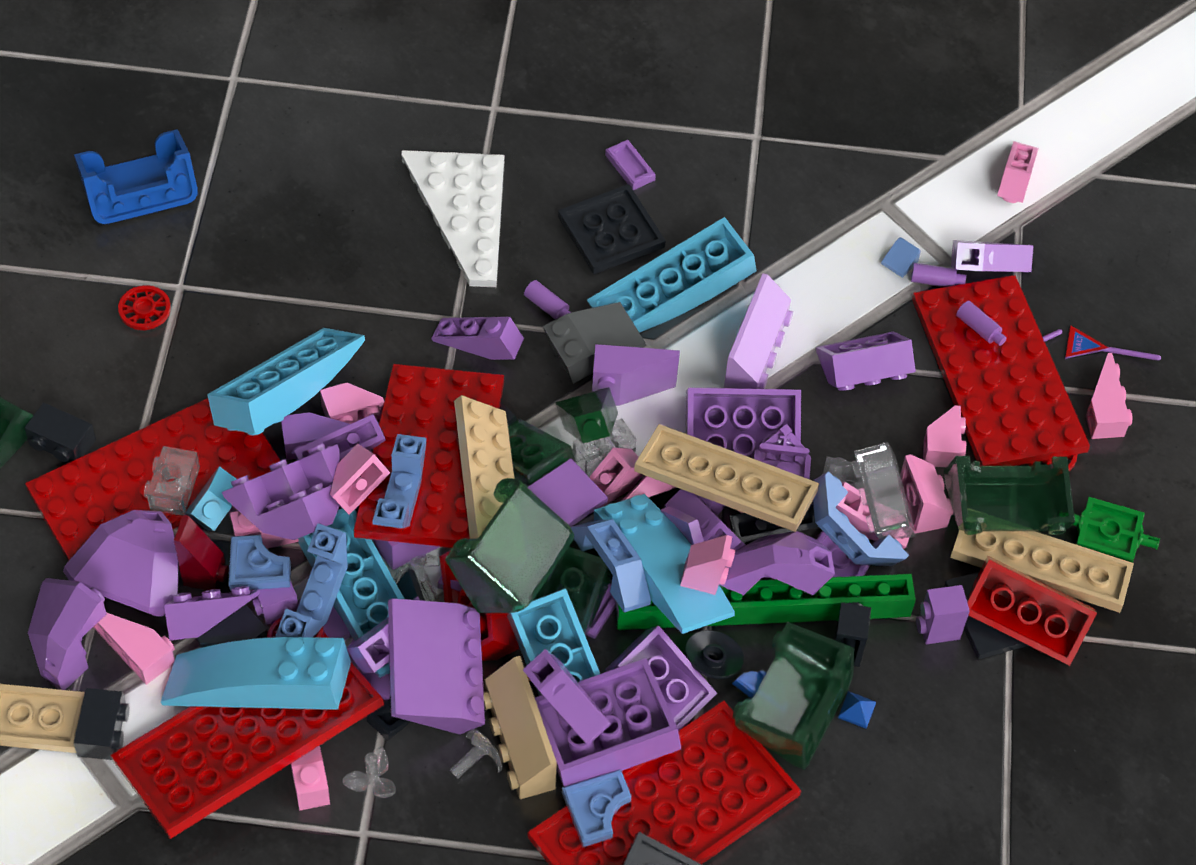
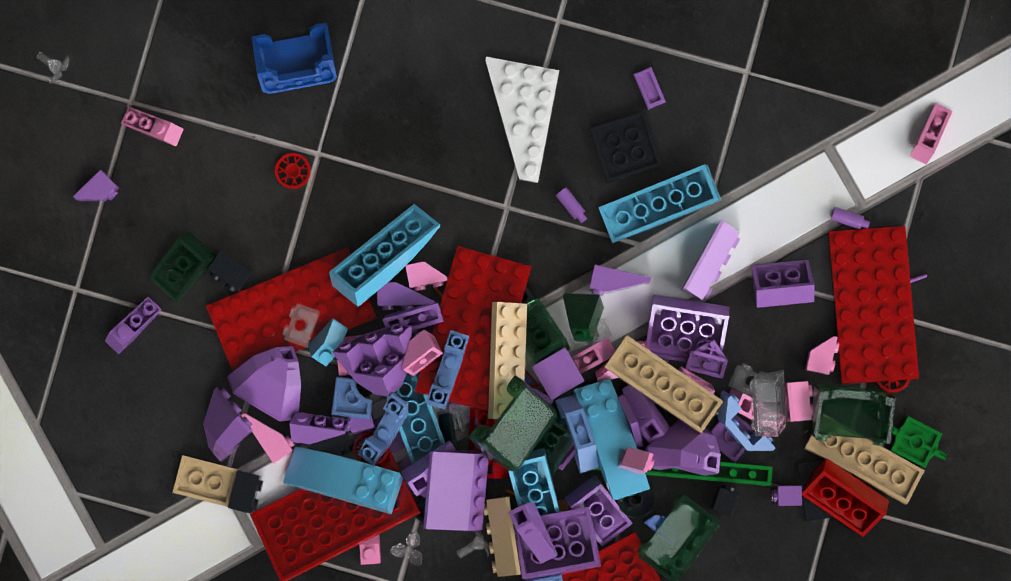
camera: 15 degrees right, 30 degrees up
(198, 557) = (316, 388): dark red slope -> none
(483, 336) = (518, 228): medium lavender slope -> none
(577, 332) = (597, 244): dark grey slope -> none
(857, 710) = (719, 546): blue slope -> none
(901, 257) = (827, 199): medium blue slope -> none
(981, 323) = (868, 272): medium lavender cylinder -> none
(991, 256) = (887, 210): slope -> none
(1082, 344) = (939, 287): piece -> none
(1107, 410) = (939, 346): bright pink slope -> none

